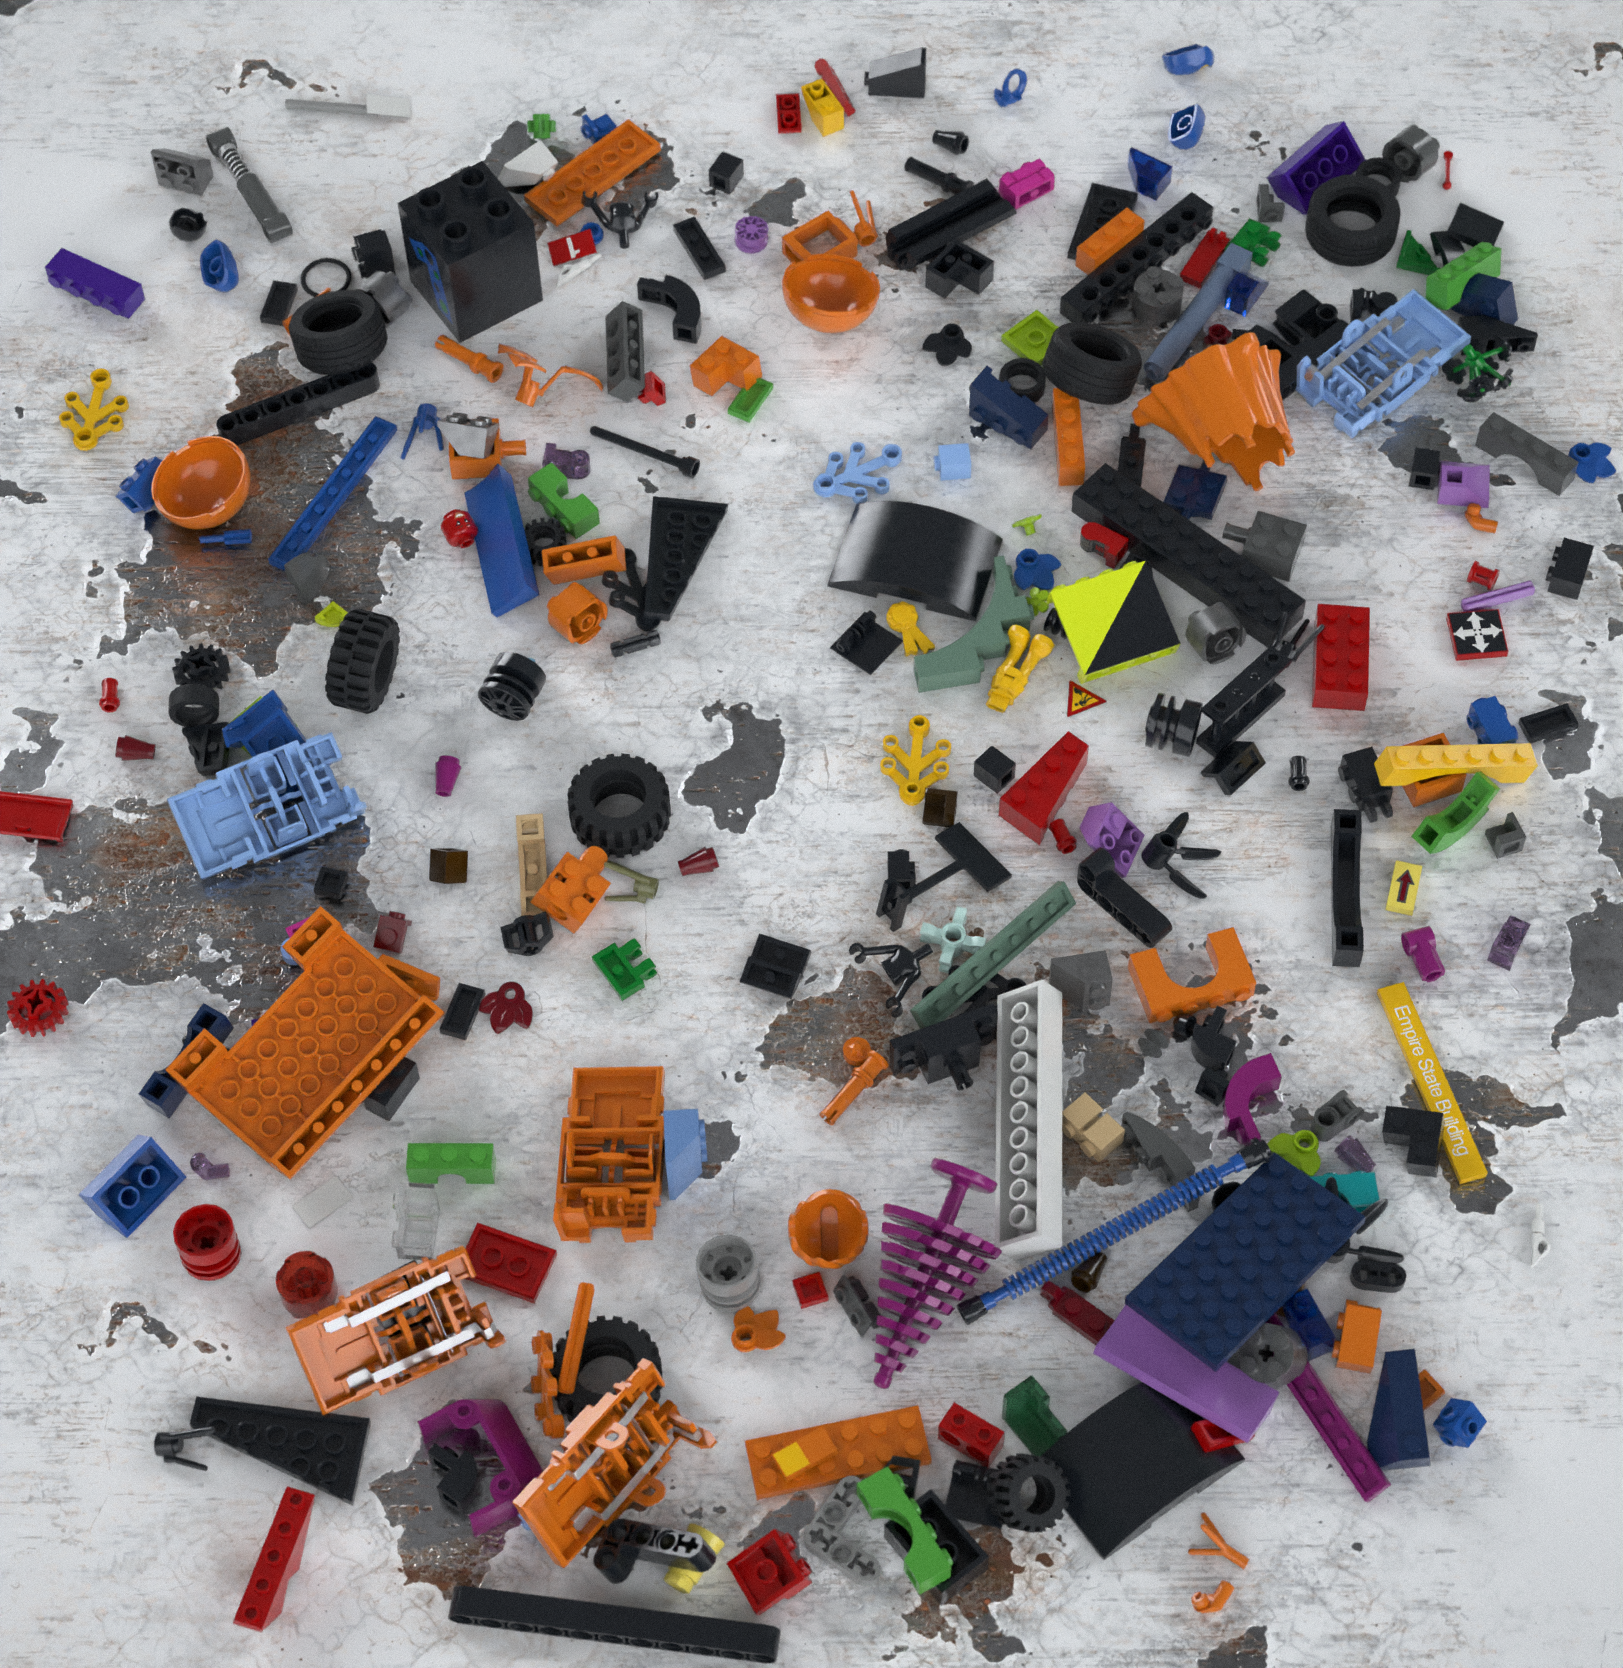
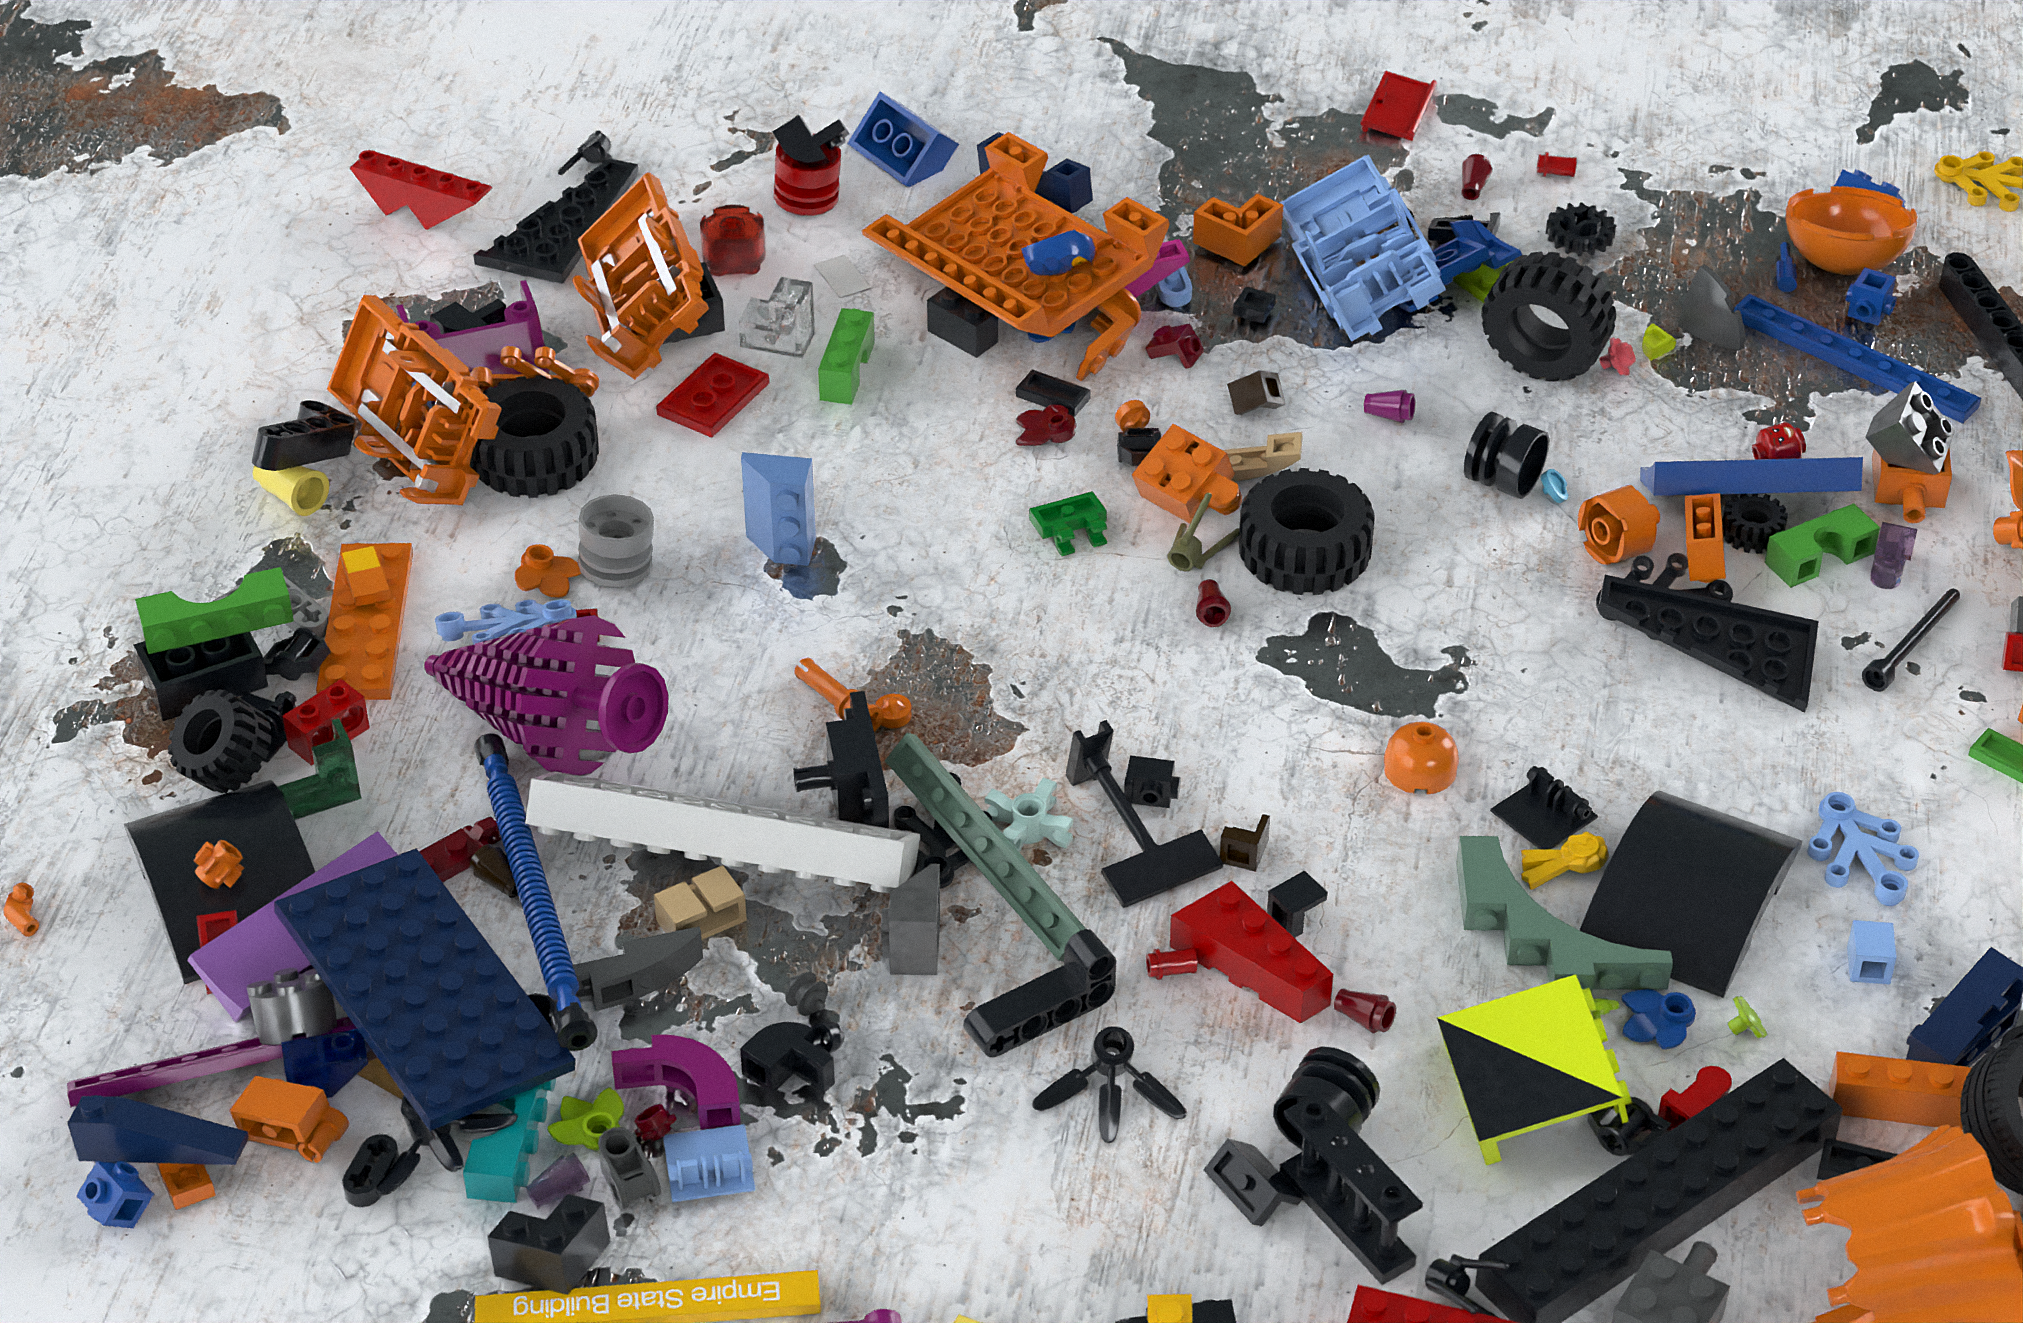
camera: 100 degrees right, 15 degrees down
(39, 1009) = (1141, 93): red gear -> none
(189, 695) = (1520, 209): black tyre -> none
(206, 1169) = (906, 194): clear purple arm -> none
(206, 1222) = (808, 148): none -> black brick
(243, 900) = (1238, 232): none -> orange brick
(274, 477) = (1871, 296): none -> blue brick
(344, 996) = (1059, 253): none -> blue piece
(425, 419) = (1976, 438): blue plant -> none
(493, 944) = (1132, 415): none -> orange tile
(576, 1338) = (566, 388): orange axle -> none
(602, 1108) = (860, 484): orange piece -> none
(614, 1624) = (235, 434): black beam -> none
(635, 643) = (1575, 590): black axle -> none
(770, 1571) = (245, 540): red plate -> none
(775, 966) = (1039, 655): black slope -> none
(828, 1229) = (646, 619): orange piece -> none
(831, 1329) = (503, 620): none -> light blue plant
(833, 717) = (1421, 758): none -> orange cylinder
(900, 967) = (998, 759): black piece -> none
(915, 763) = (1290, 821): yellow plant -> none
(1010, 681) = (1451, 948): yellow piece -> none
(1075, 719) = (1367, 1009): none -> dark red cone
(1081, 699) = (1414, 1037): sticker -> none
(1110, 829) = (1150, 1005): medium lavender slope -> none
(1166, 999) = (887, 1098): orange arch -> none
(1169, 1436) = (218, 864): none -> orange gear
(1195, 491) = (1790, 1247): dark blue plate -> none
(1213, 1085) = (723, 1041): black tile -> none
(1215, 633) = (1494, 1189): flat silver brick -> none
(1225, 1550) = (75, 931): orange plant -> none
(1298, 1110) = (654, 1123): none -> dark red plate
(1299, 778) = (1223, 1258): black pin -> none
(1309, 1072) = (709, 1163): none -> light blue hinge
(1345, 888) = (1075, 1278): black arch -> none

